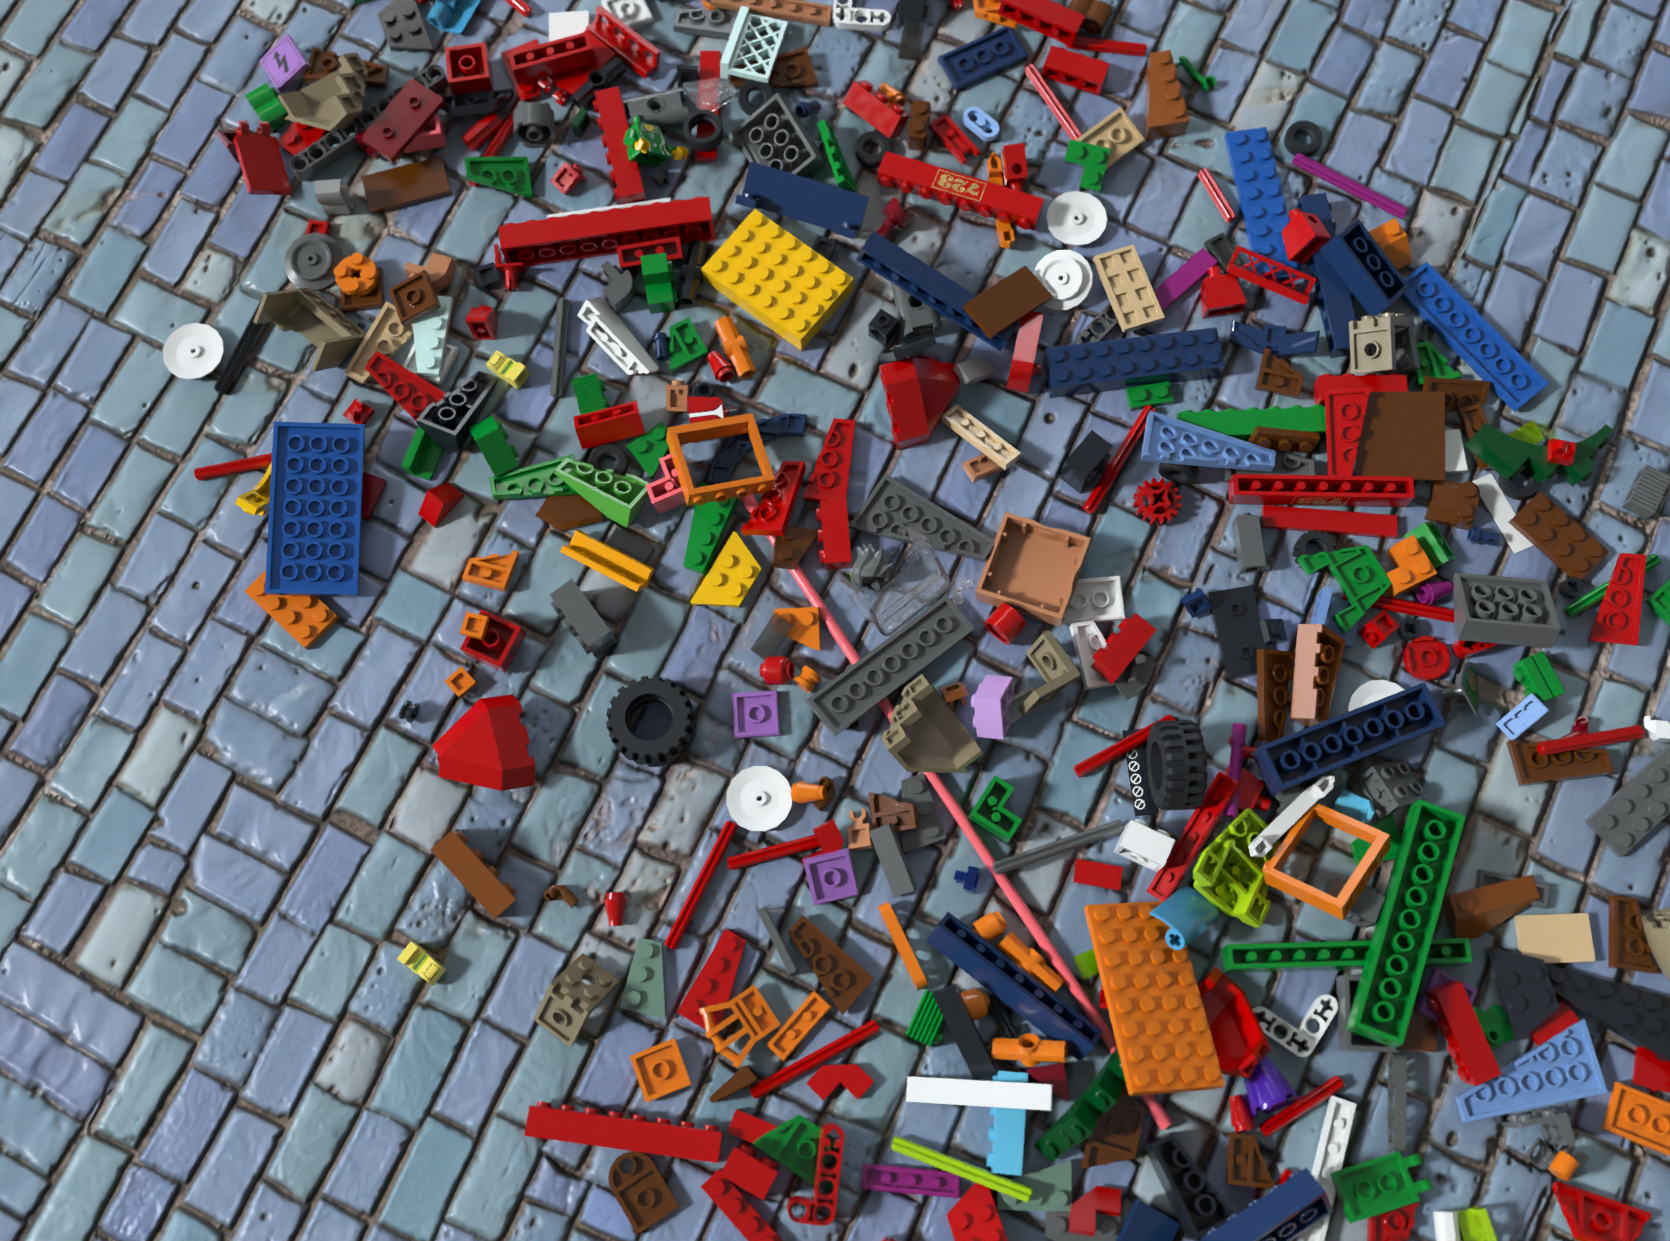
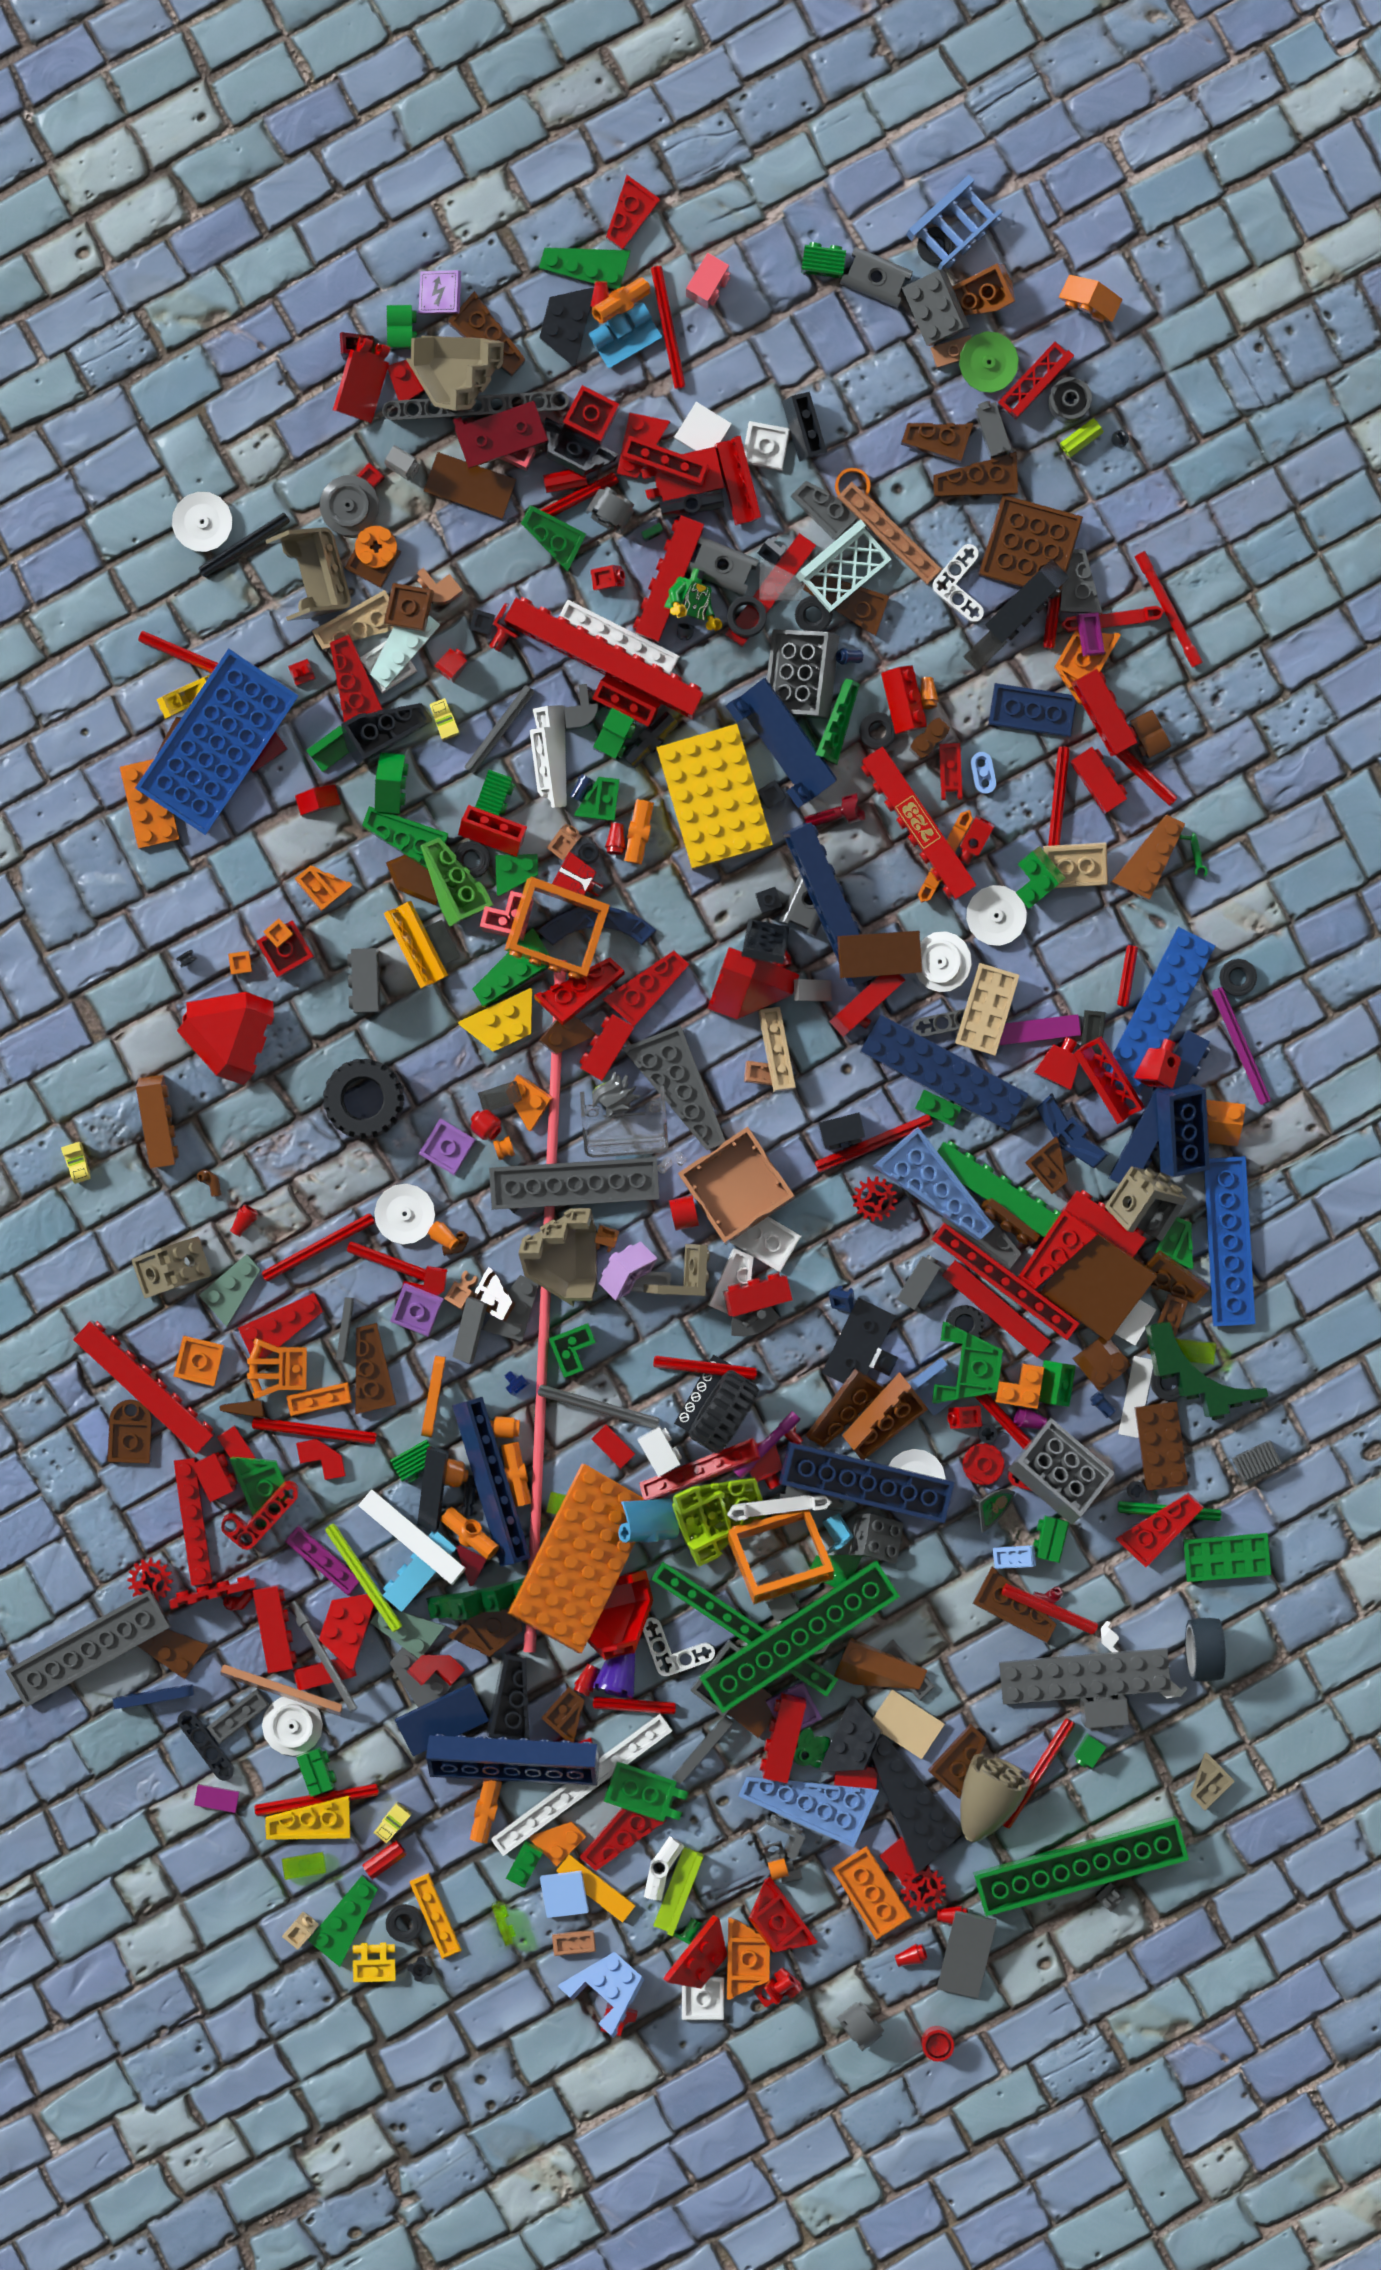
camera: 30 degrees right, 15 degrees up
(1561, 452) = (1206, 1385): red tile -> none

